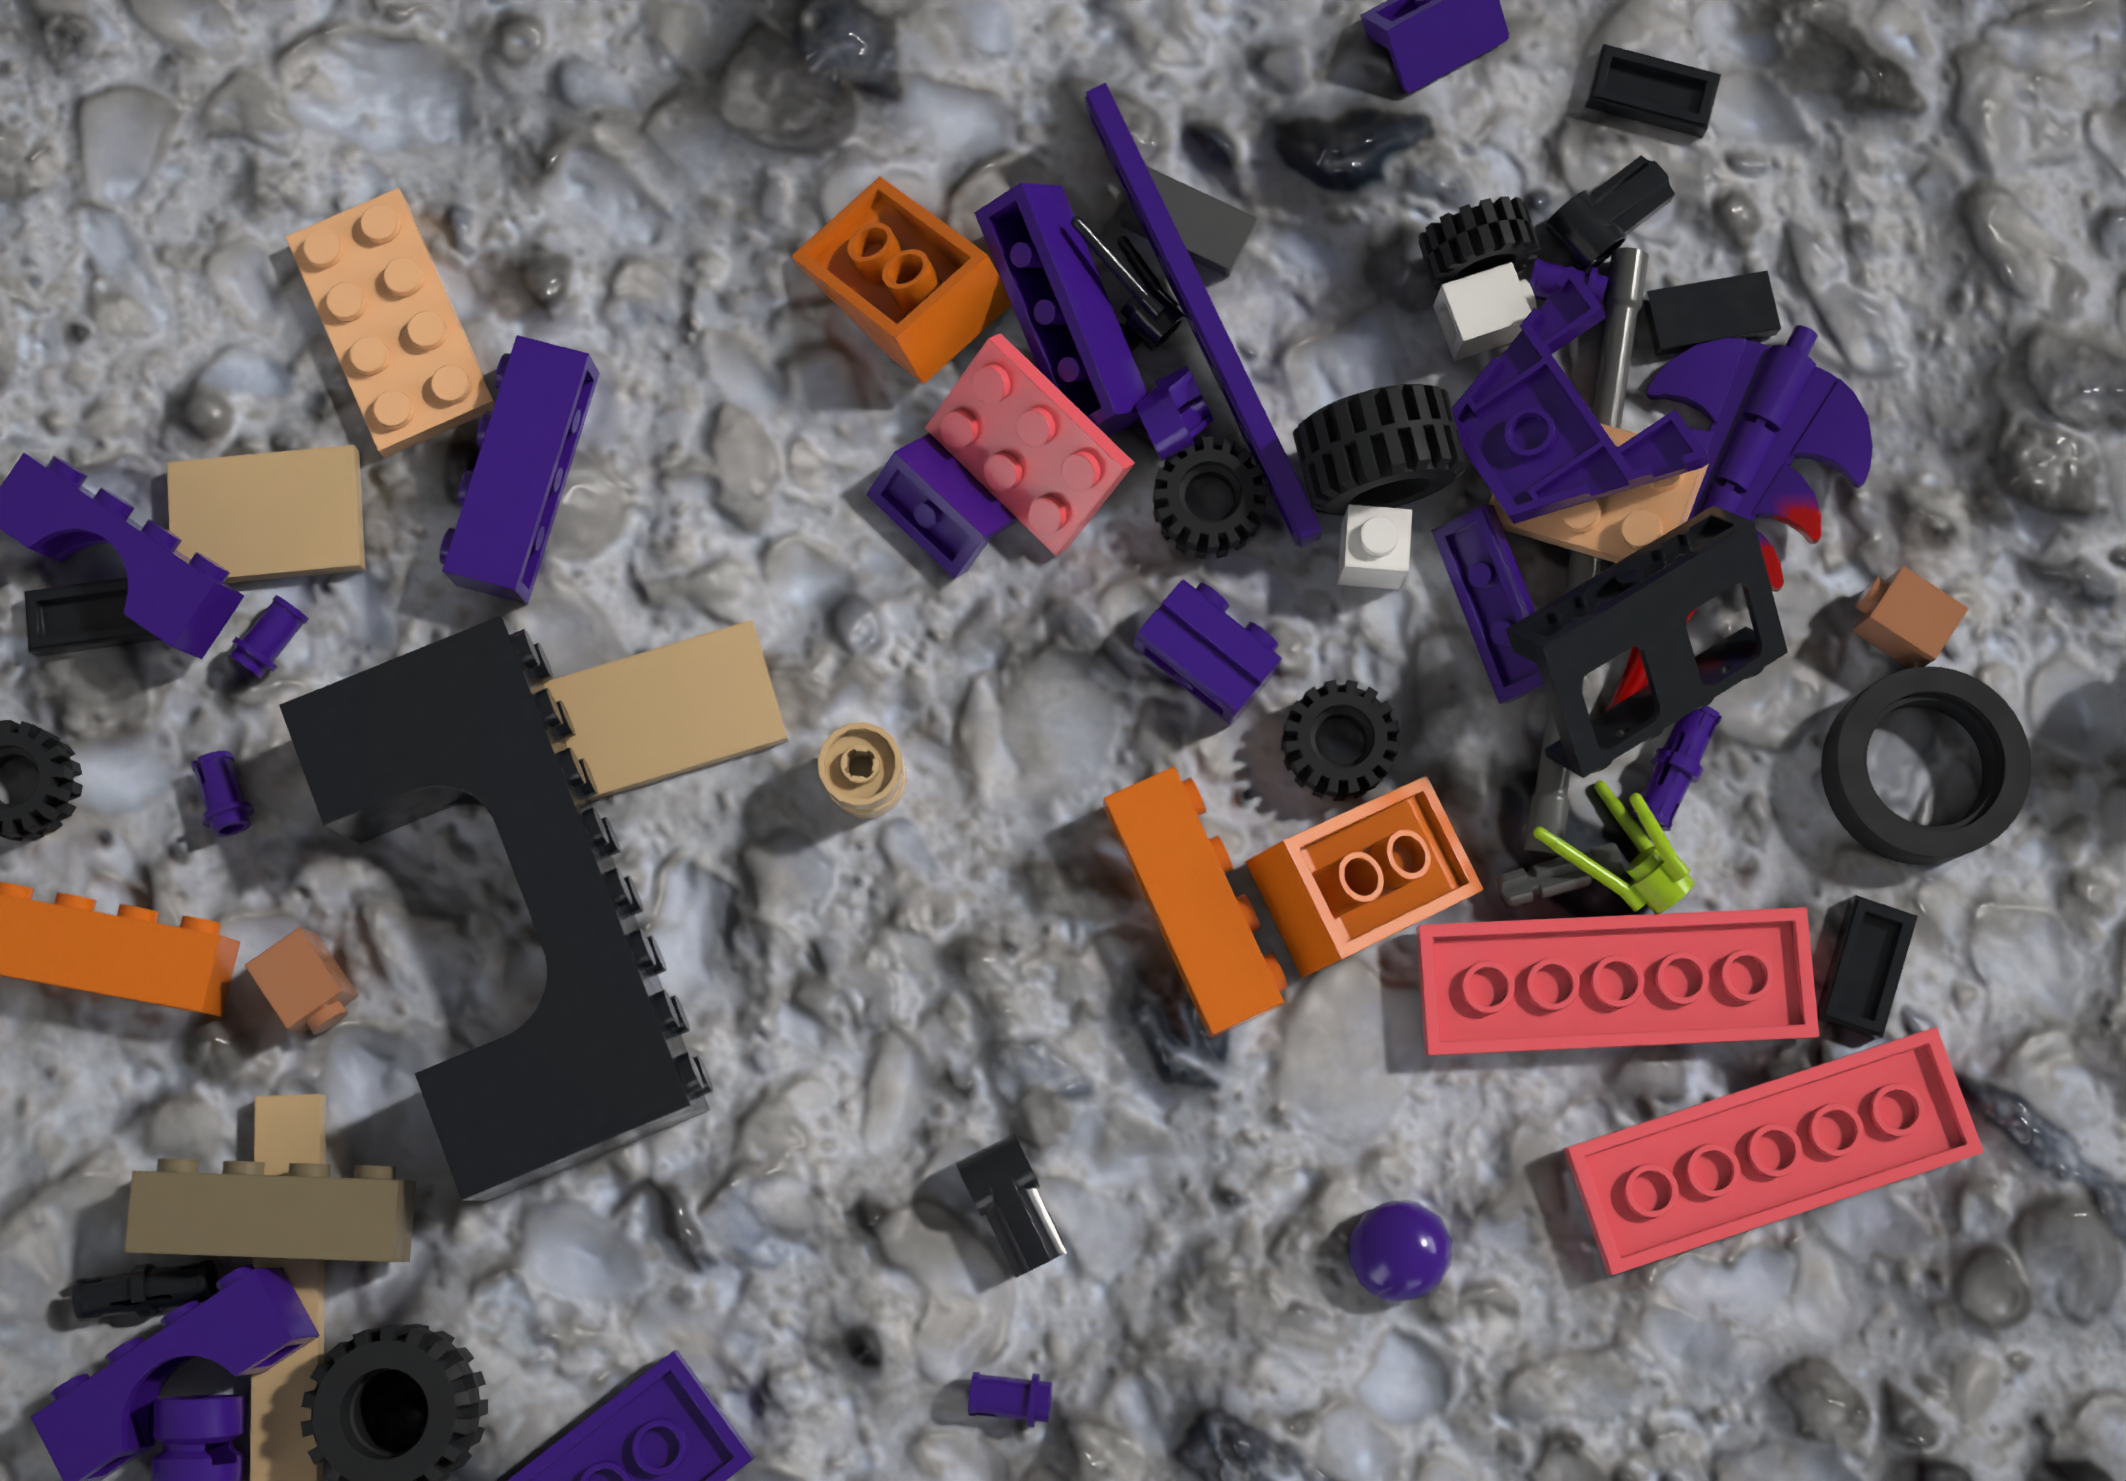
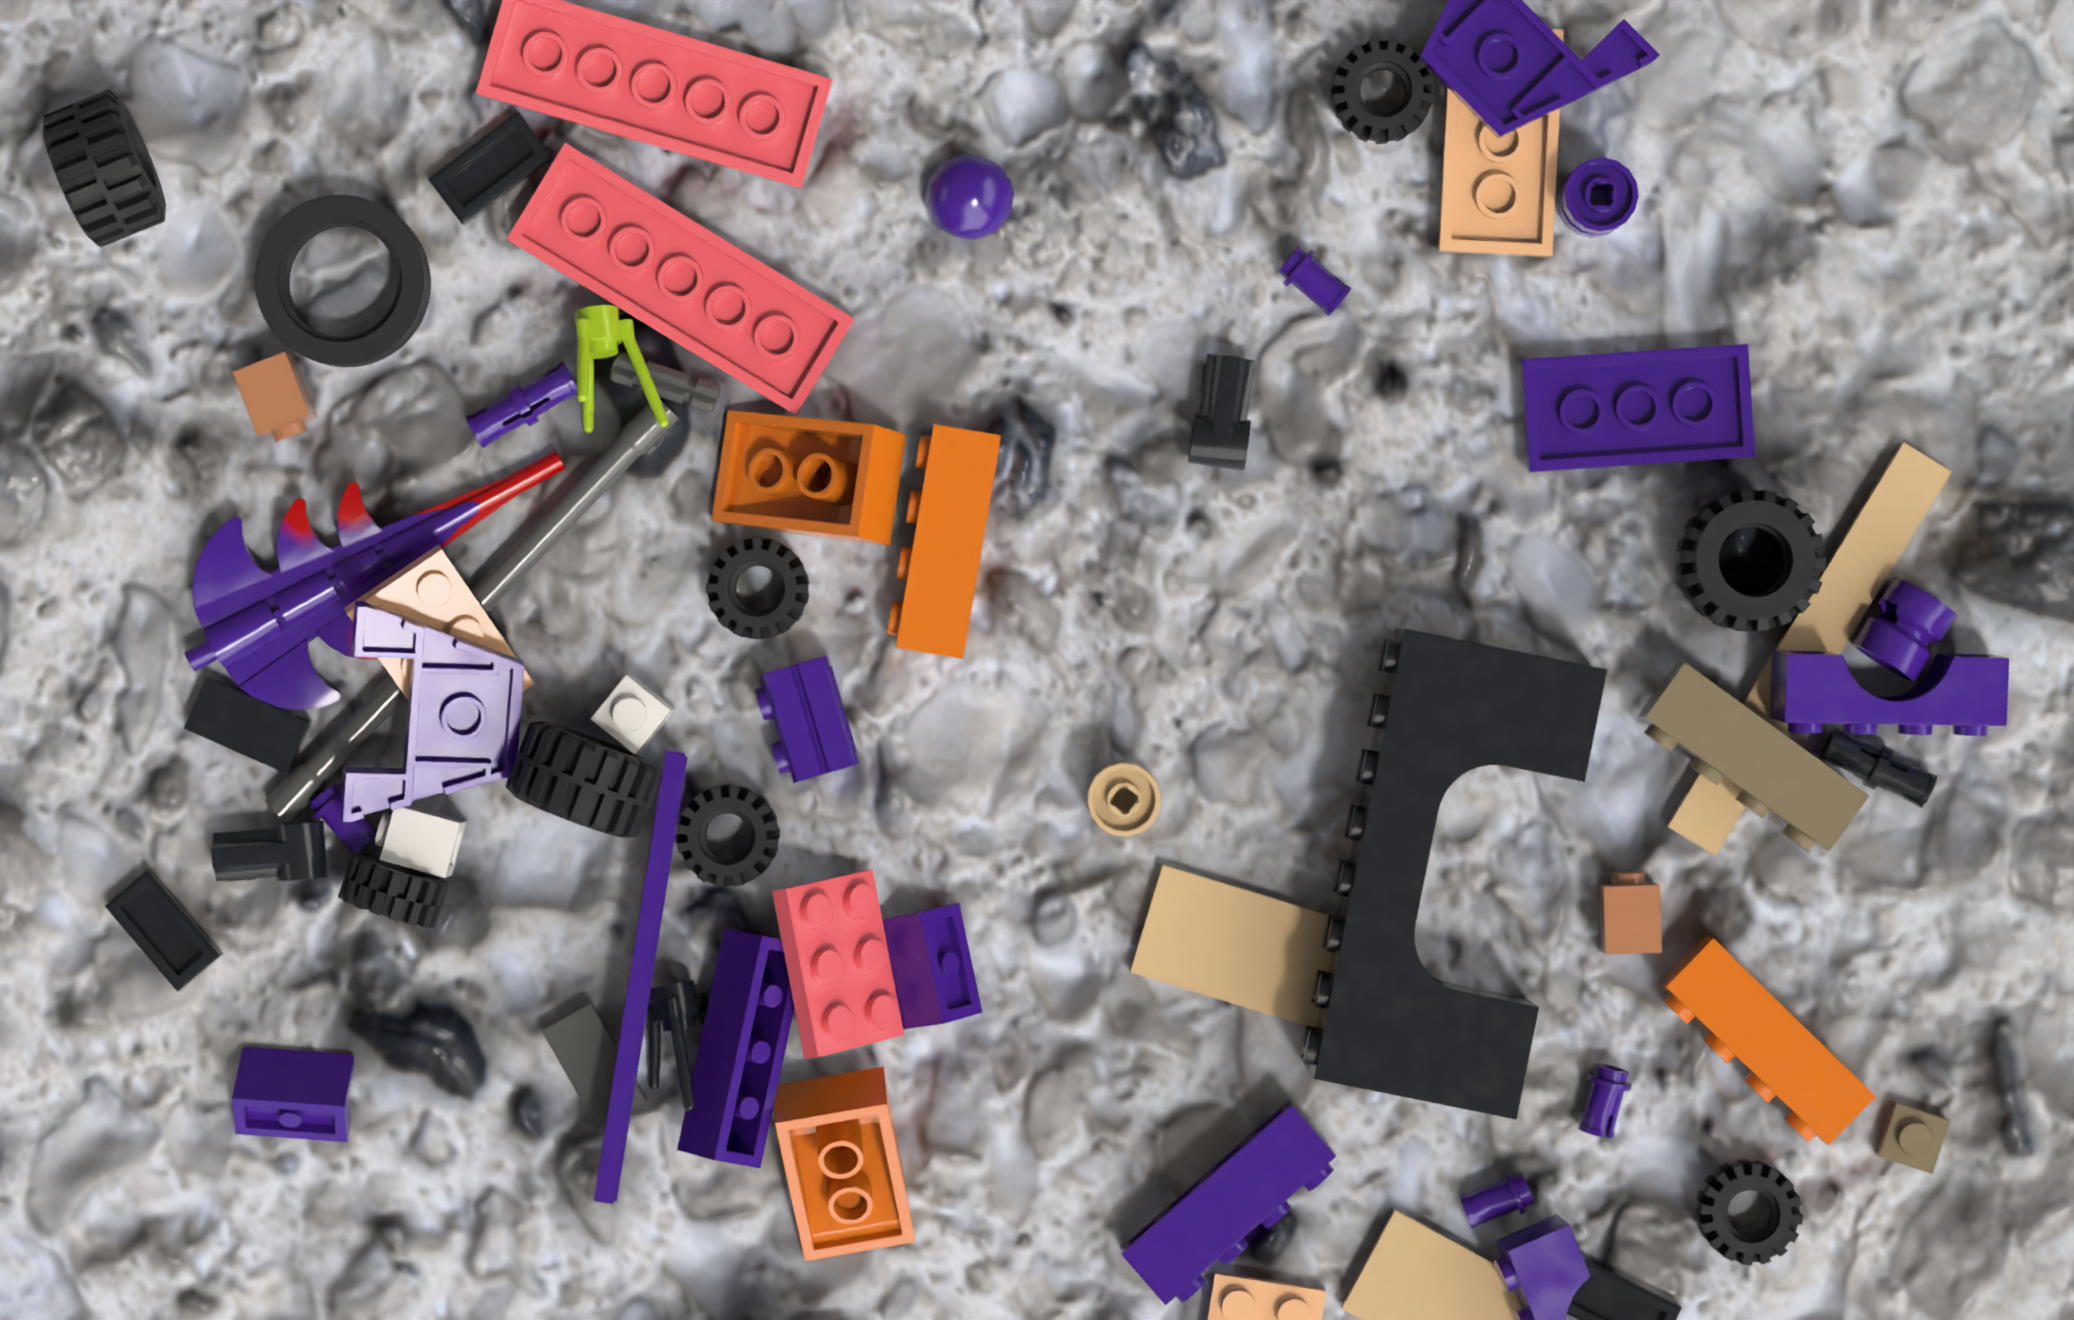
camera: 145 degrees left, 10 degrees up
(1174, 412) = (712, 914): dark purple piece -> none
(1490, 596) = (571, 612): dark purple tile -> none
(1647, 606) = (480, 528): black window -> none

